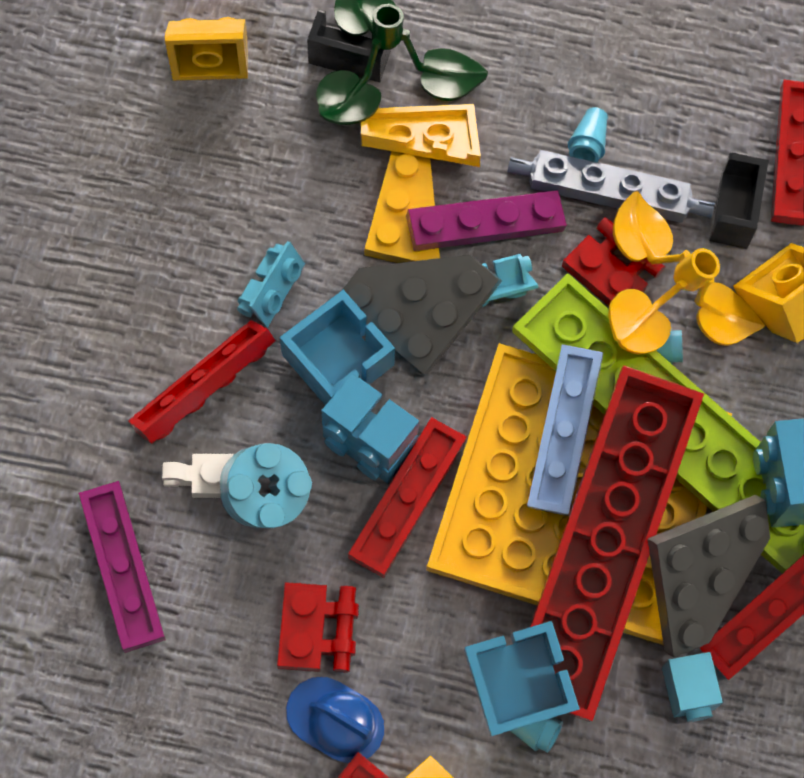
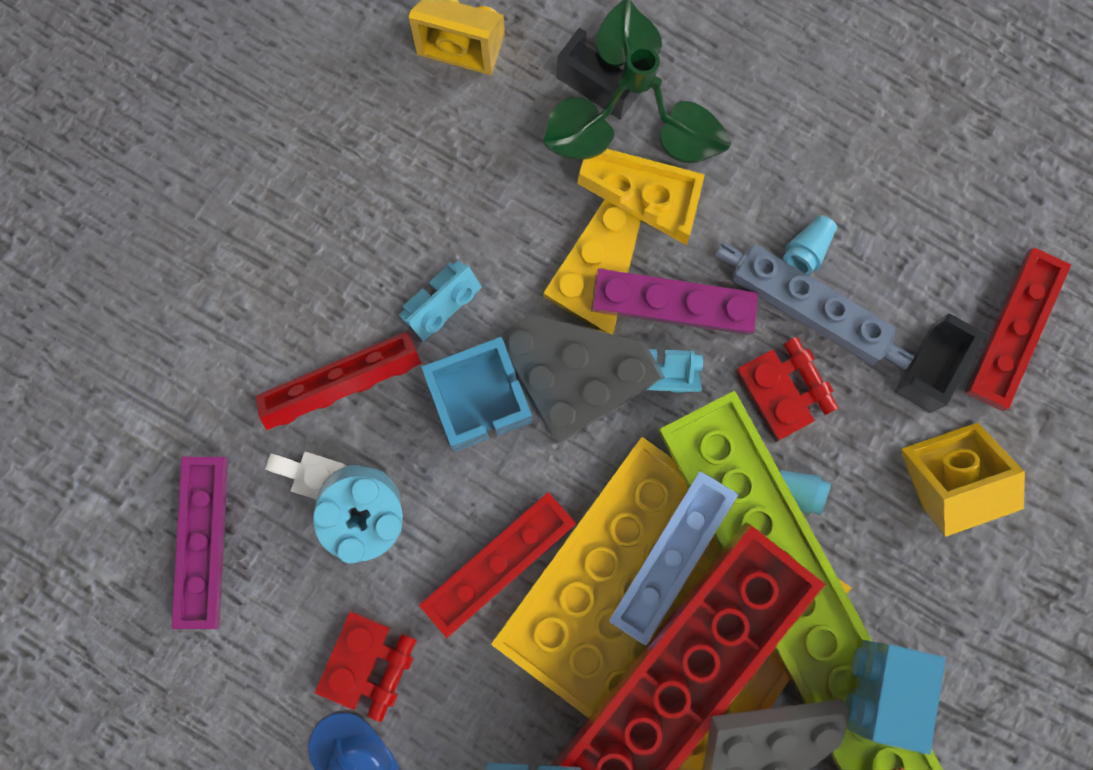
camera: 20 degrees right, 10 degrees up
(374, 441) = (479, 487): dark azure piece -> none
(636, 321) = (787, 468): yellow plant -> none

